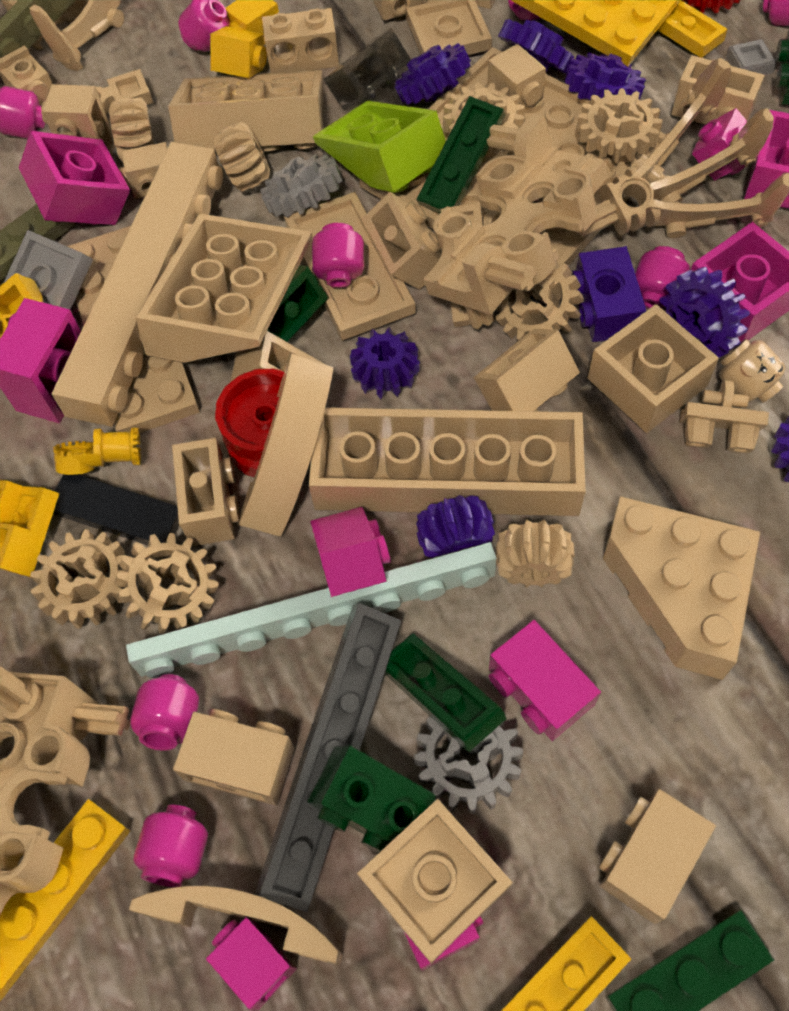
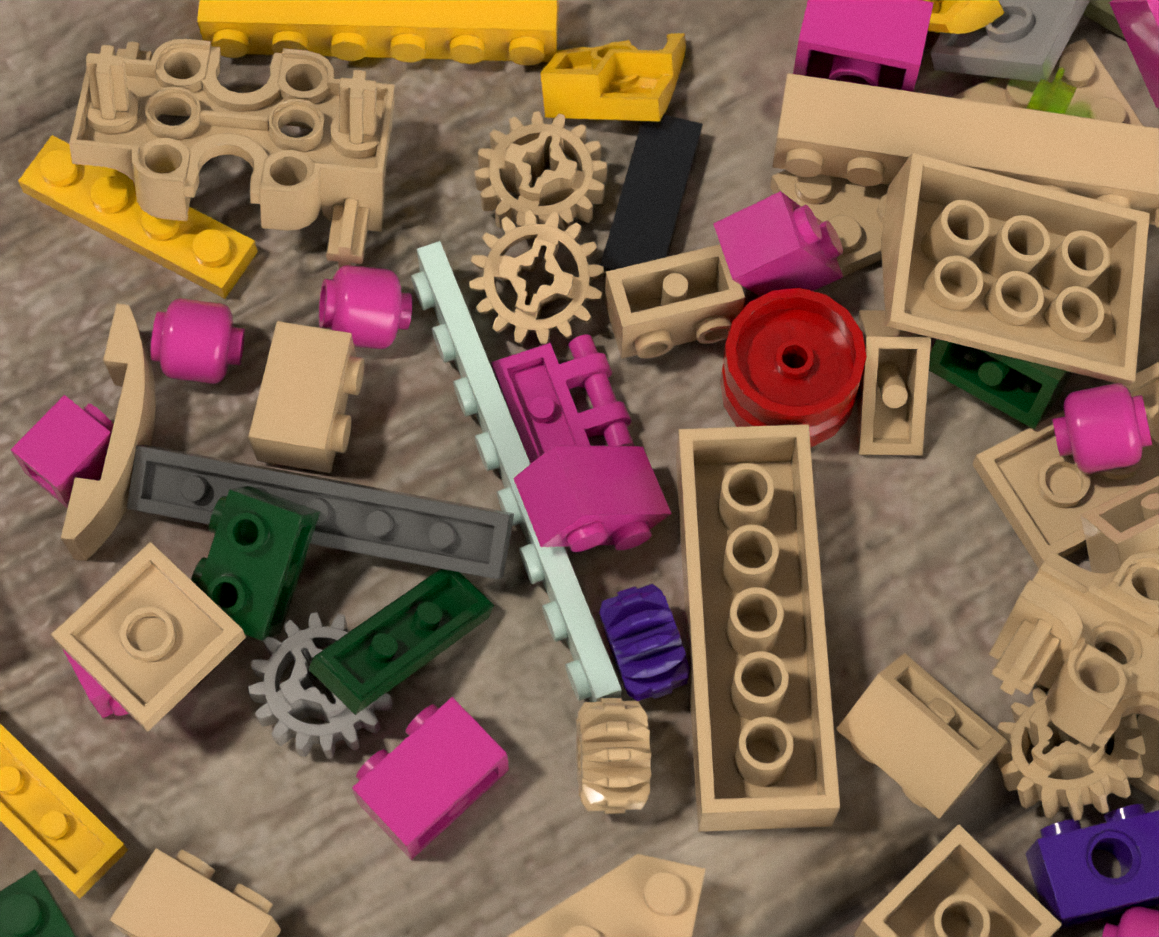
camera: 80 degrees right, 5 degrees up
(103, 255) = (1052, 96): none -> clear neon green plate
(105, 448) = (731, 153): yellow connector -> none
(179, 413) = (779, 246): none -> dark pink brick
(266, 584) = (542, 404): none -> dark pink plate
(287, 446) = (749, 393): tan slope -> none
(384, 362) = (931, 503): dark purple gear -> none

